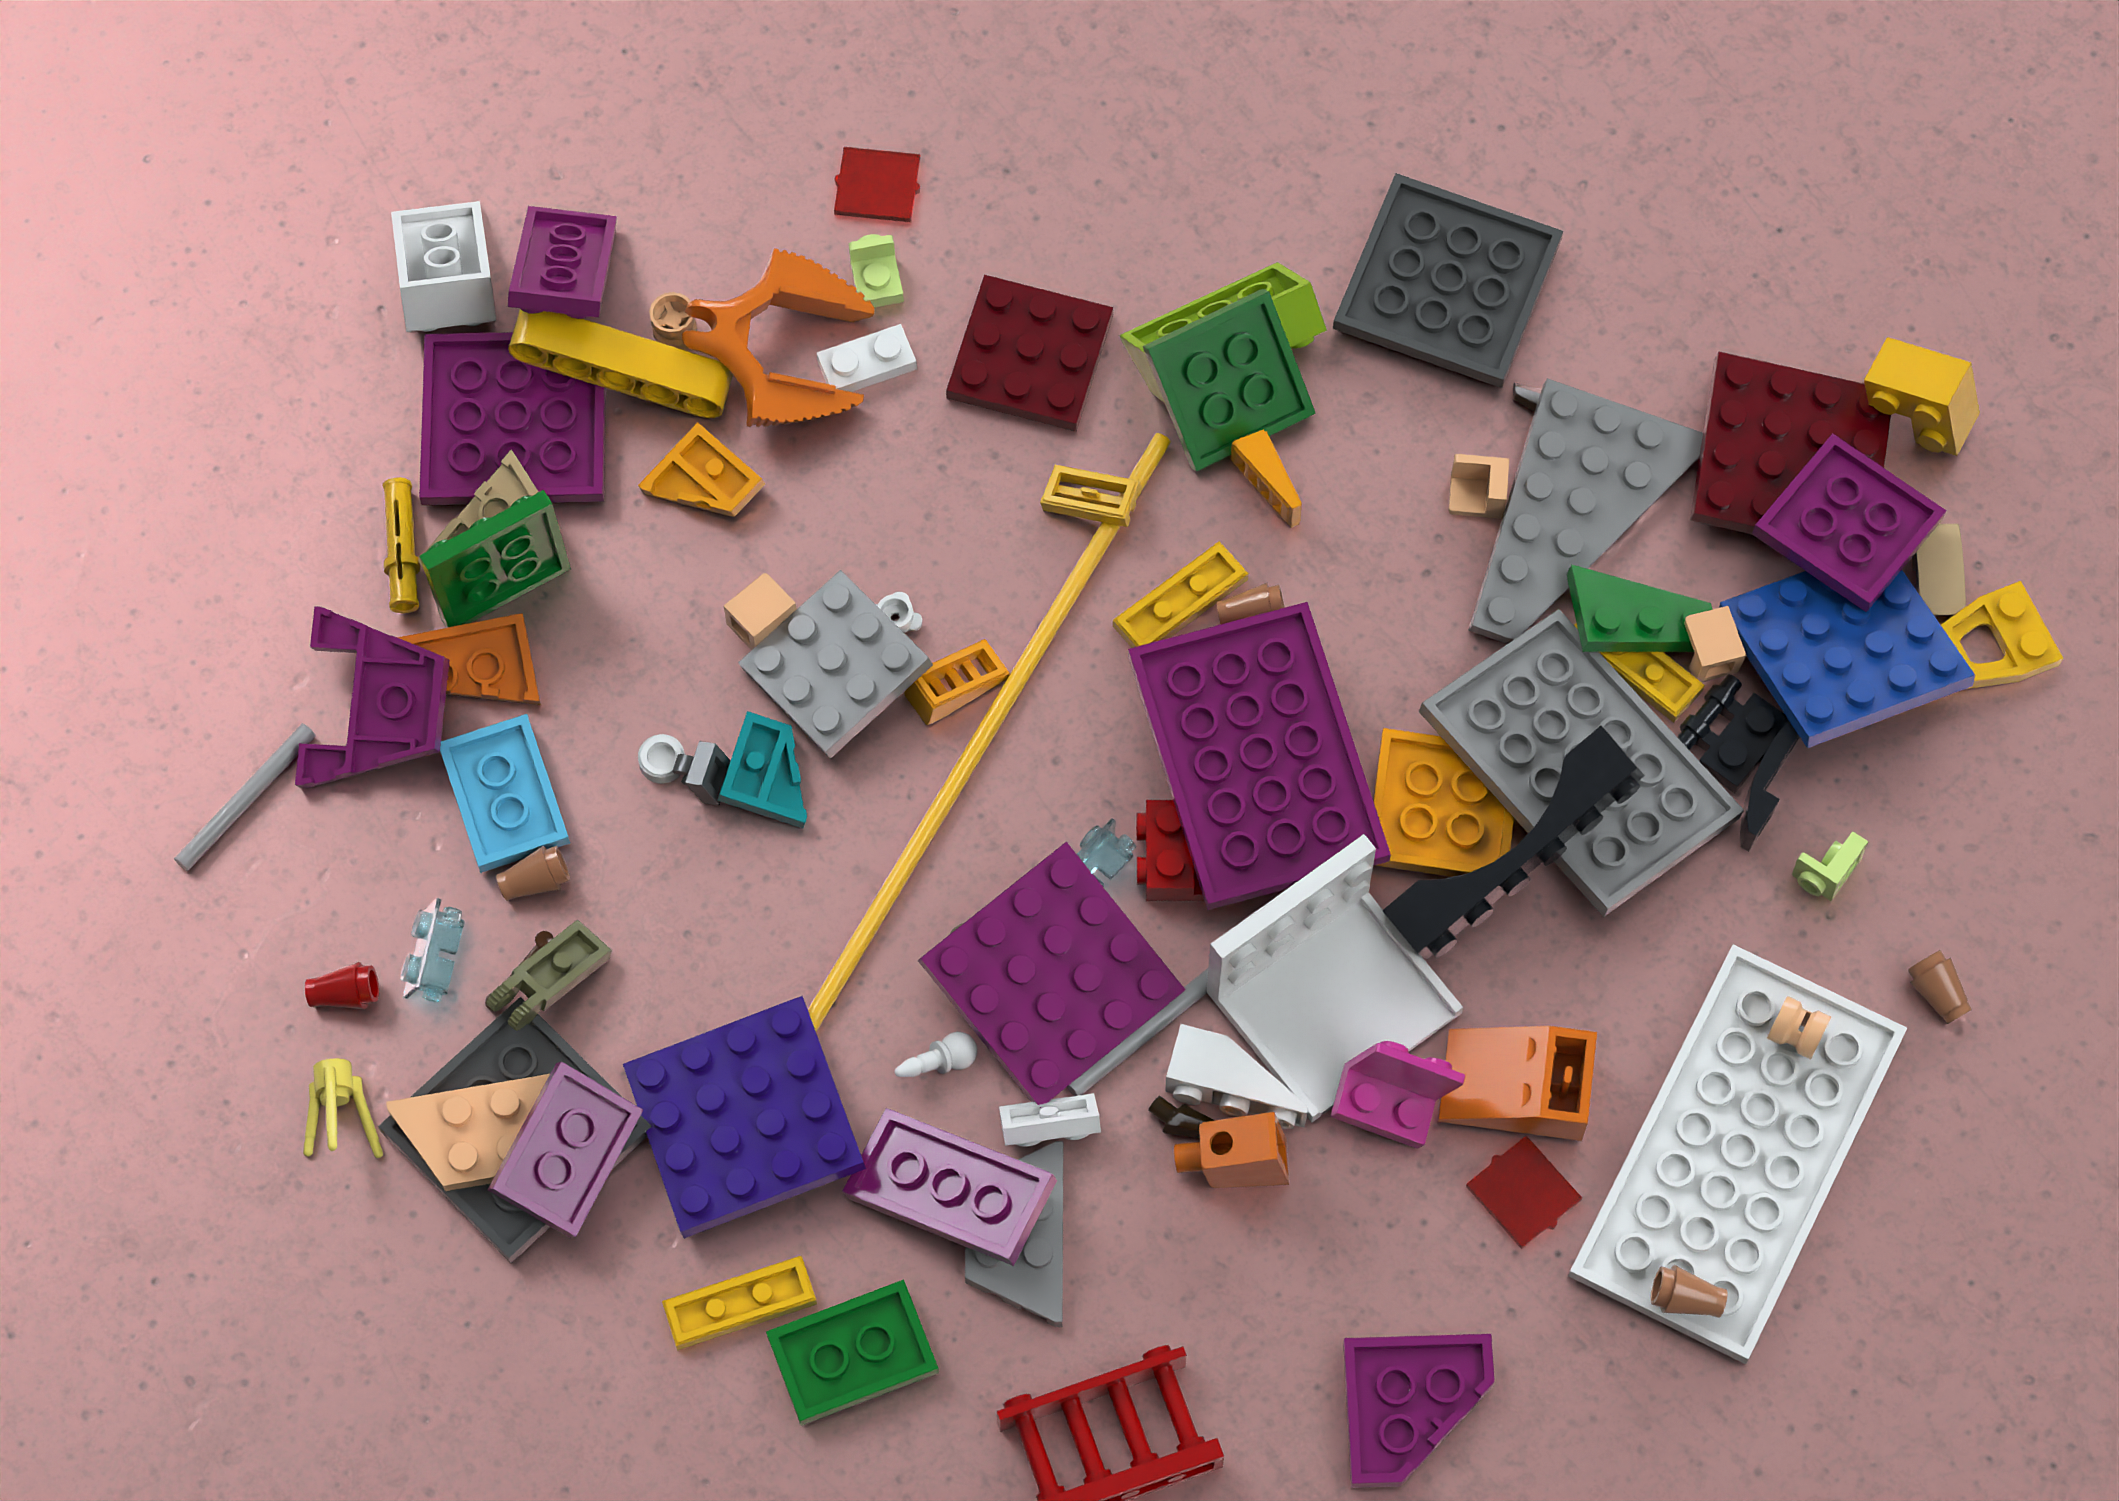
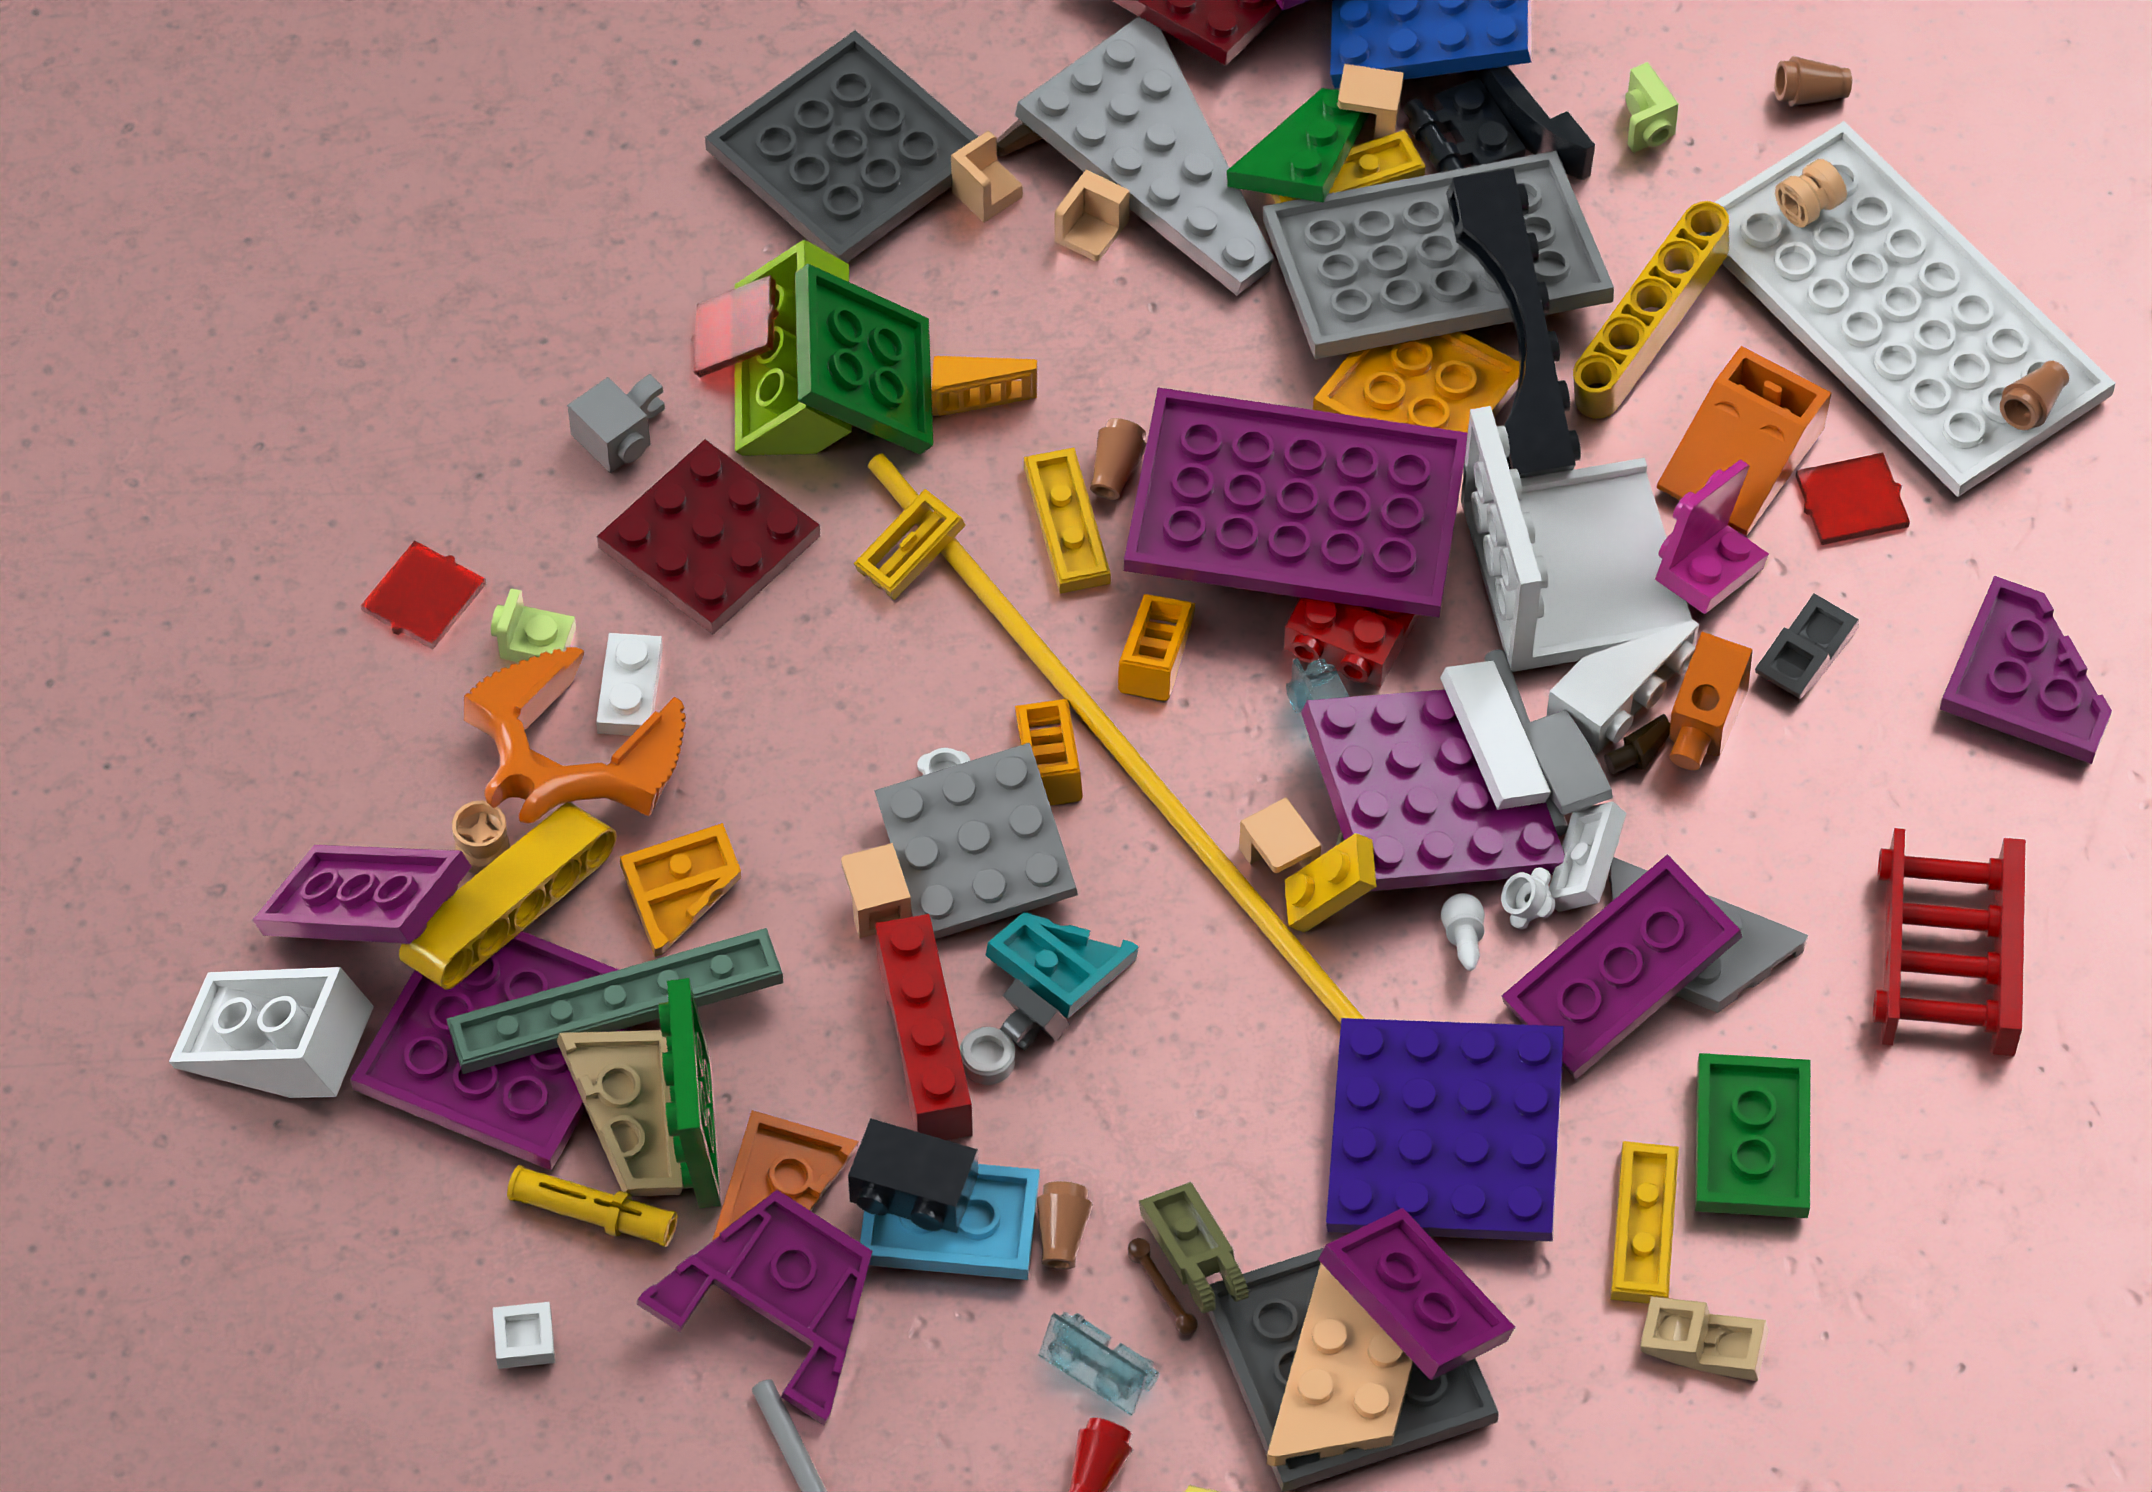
camera: 65 degrees left, 10 degrees down
(272, 549) = (523, 1335): none -> white plate
(506, 747) = (913, 1176): none -> black brick
(570, 478) = (612, 1000): none -> sand green tile
(614, 723) = (924, 1027): none -> red arch
(653, 1389) = (1703, 1341): none -> tan slope
(917, 933) = (1330, 883): none -> yellow plate
(946, 882) = (1278, 837): none -> light nougat panel
(990, 1091) = (1527, 897): none -> white plate
(1077, 732) = (1162, 644): none -> light orange slope
(1092, 235) = (615, 423): none -> light grey brick
(1117, 999) = (1495, 735): none -> white tile
(1121, 1064) = (1567, 763): none -> light grey slope
(1225, 277) = (734, 326): none -> clear red piece
(1348, 1214) = (1808, 647): none -> dark grey slope
(1472, 391) = (981, 180): none -> light nougat panel
(1594, 935) = (1650, 330): none -> yellow beam

